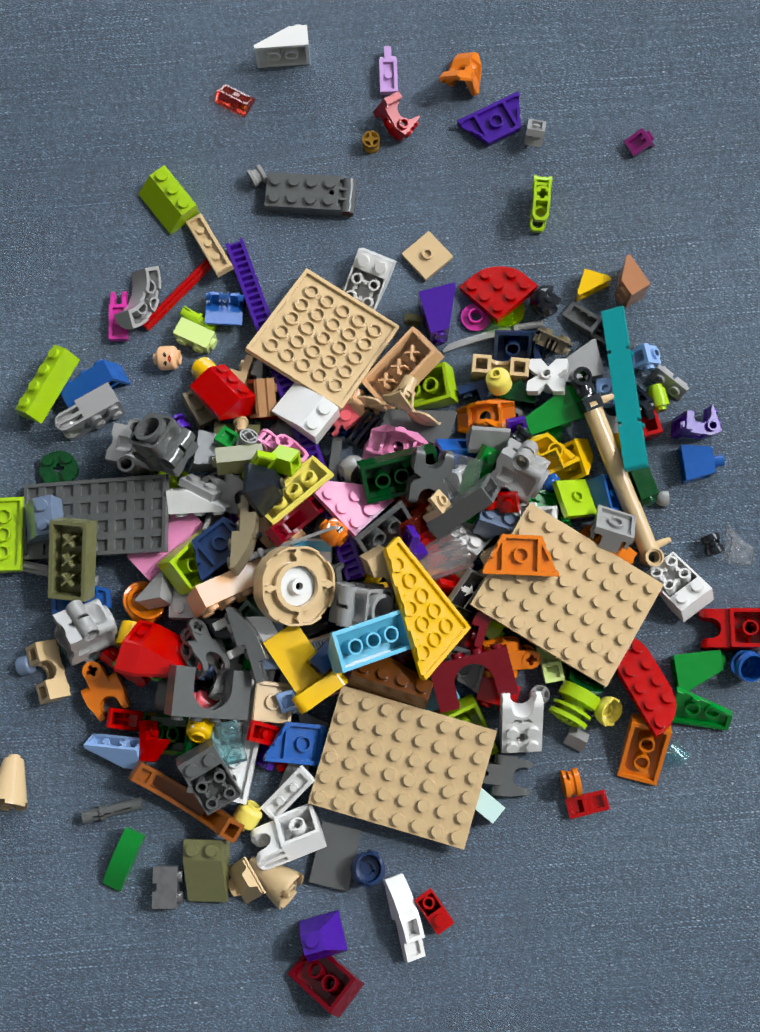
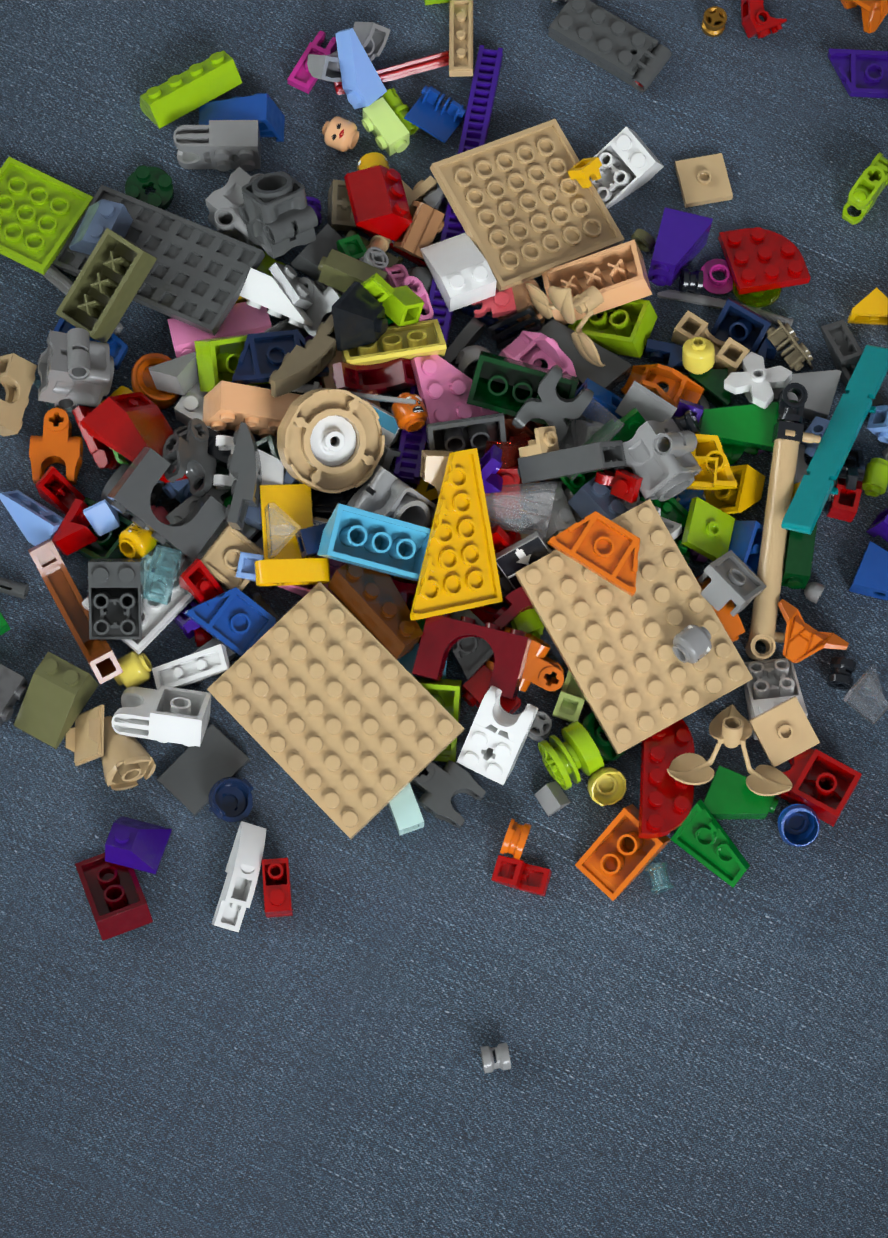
camera: 25 degrees right, 5 degrees down
(156, 310) = (357, 72): none -> light blue slope
(165, 725) = (102, 517): none -> light blue slope
(295, 667) = (279, 529): none -> clear slope
(347, 294) = (584, 169): none -> yellow tile
(460, 331) = (691, 281): none -> black wheel
(544, 301) = (806, 298): black cap -> none
(615, 586) = (692, 644): none -> light grey head
(648, 937) = (501, 1056): none -> light grey wheel
(665, 622) = (731, 730): none -> tan plant
(679, 536) = (802, 639): none -> orange piece
(704, 609) = (784, 731): none -> tan plate

